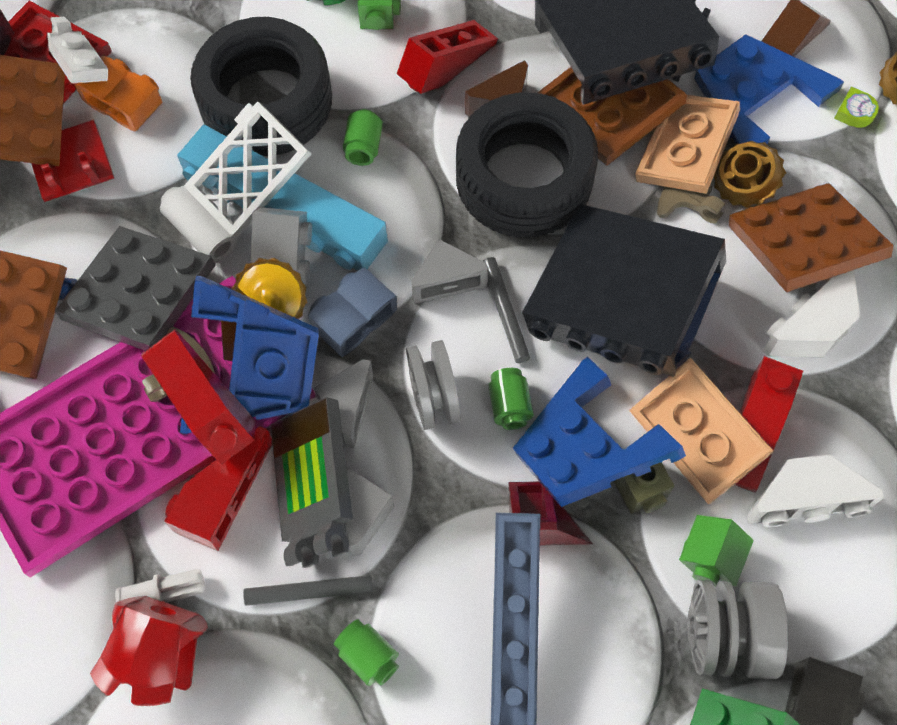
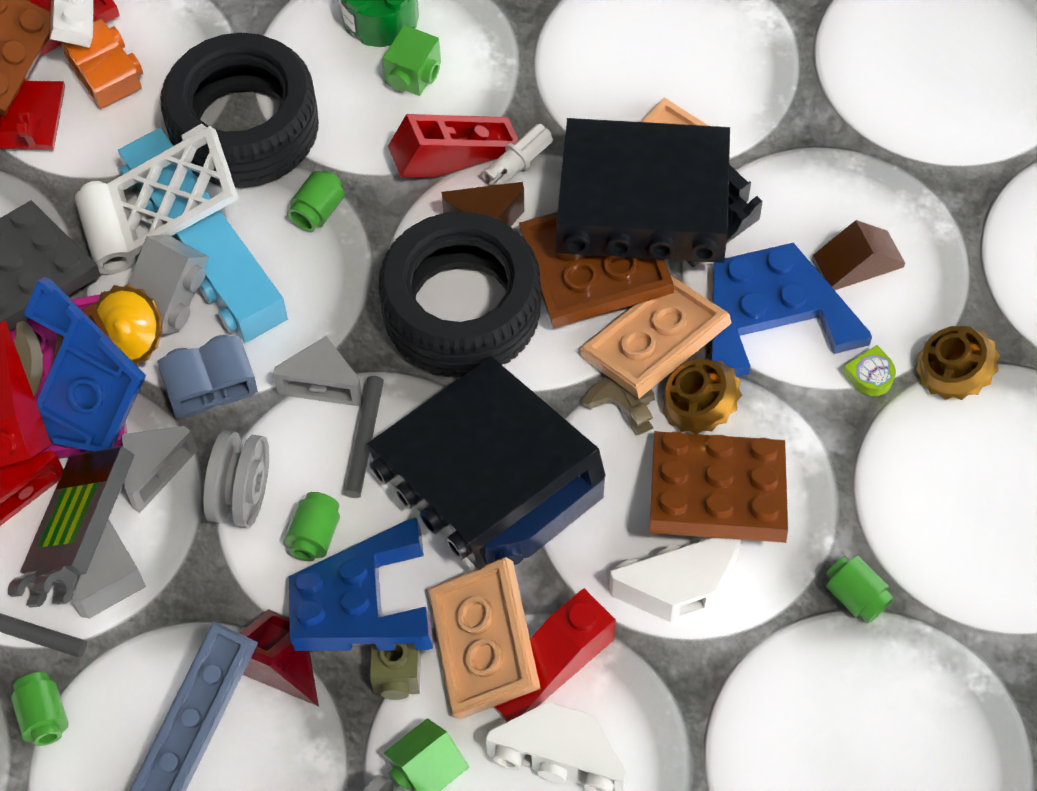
camera: 25 degrees right, 5 degrees down
(501, 45) = (518, 155): none -> white axle

